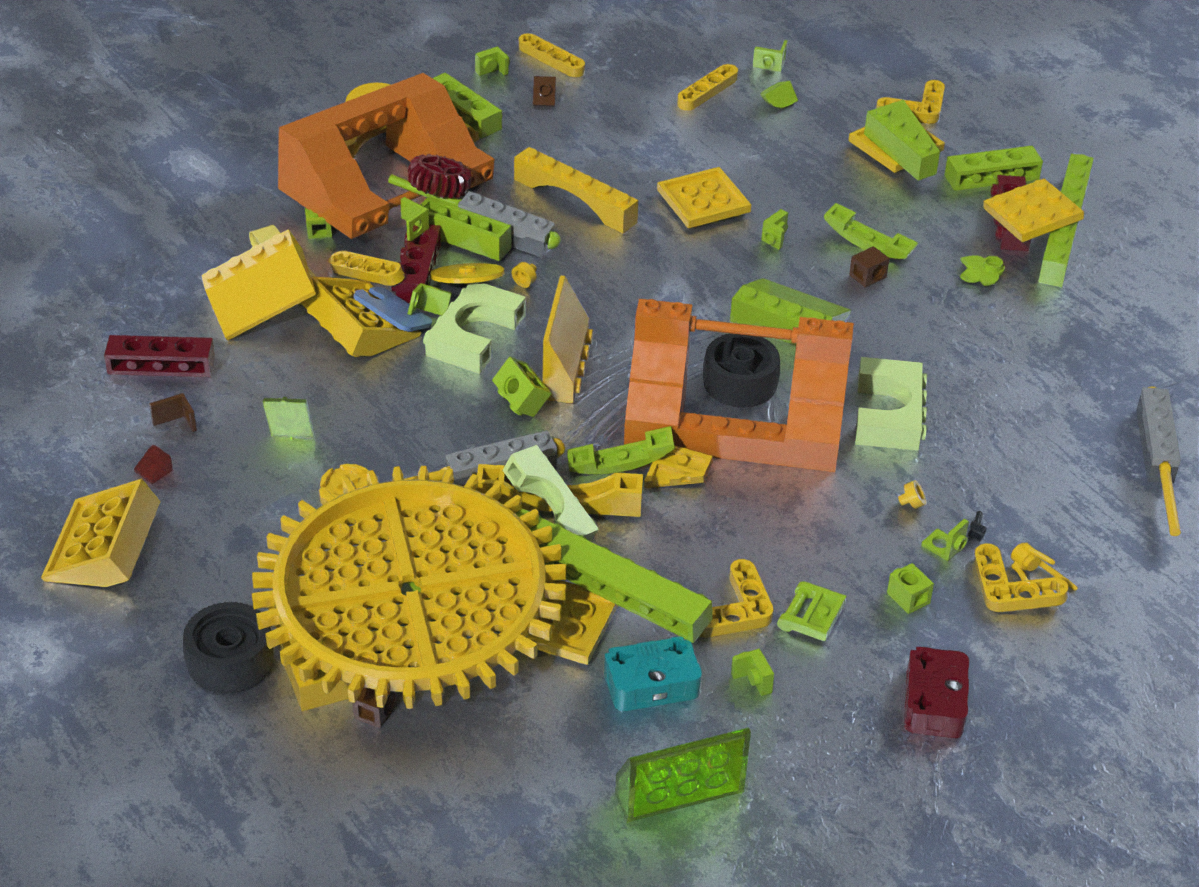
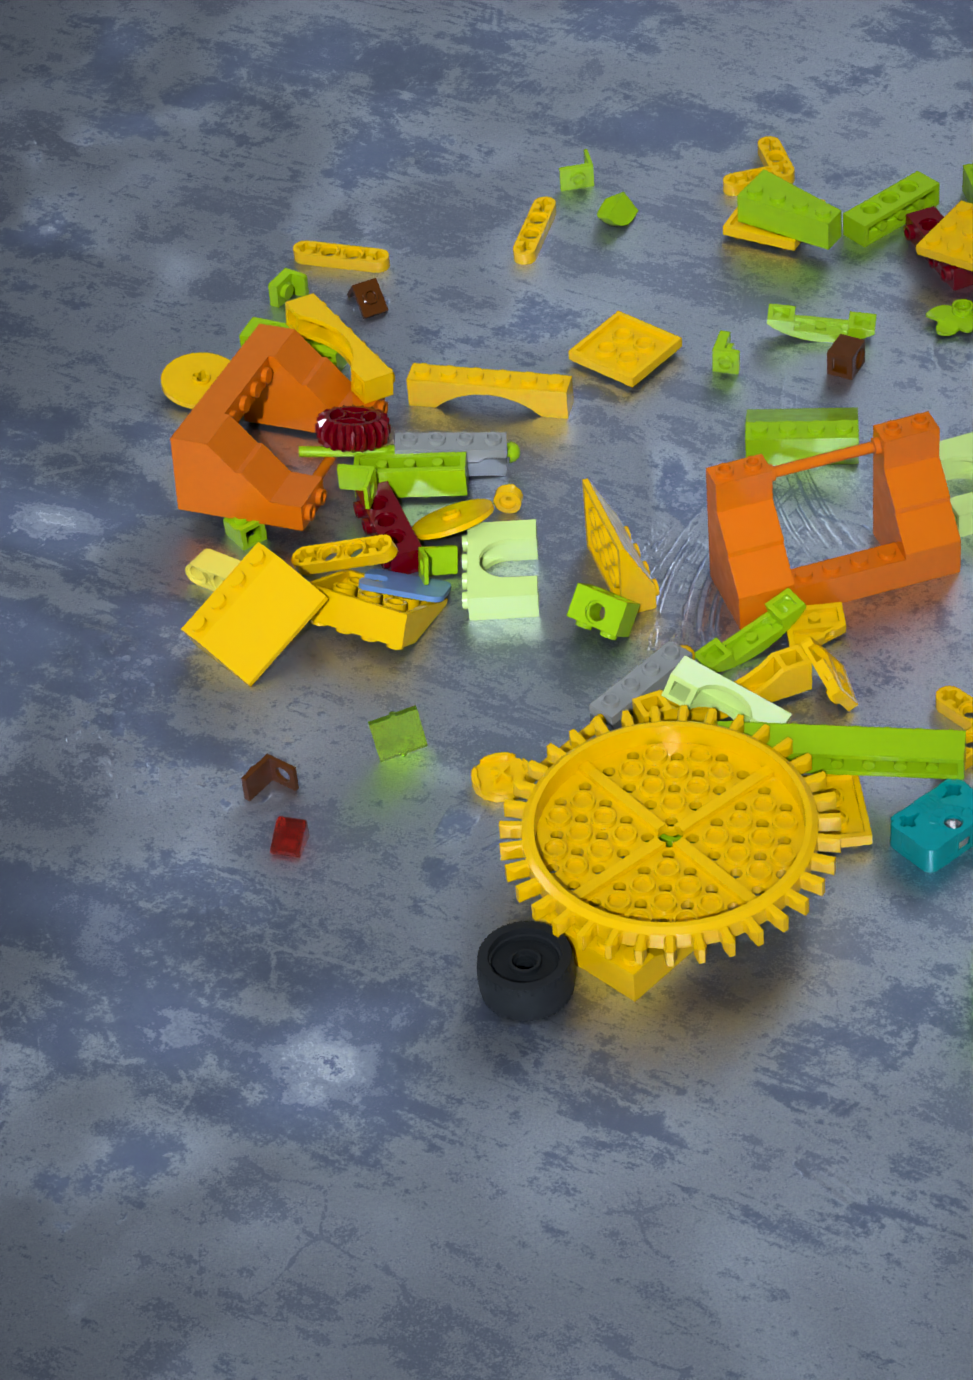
camera: 20 degrees left, 0 degrees up
(103, 536) = (301, 925): yellow slope -> none
(159, 356) = (201, 729): dark red brick -> none
(366, 709) = (705, 973): reddish brown brick -> none
(486, 138) = (315, 321): none -> yellow arch
(658, 510) = (831, 673): none -> yellow wing
(741, 370) = (810, 508): black wheel -> none

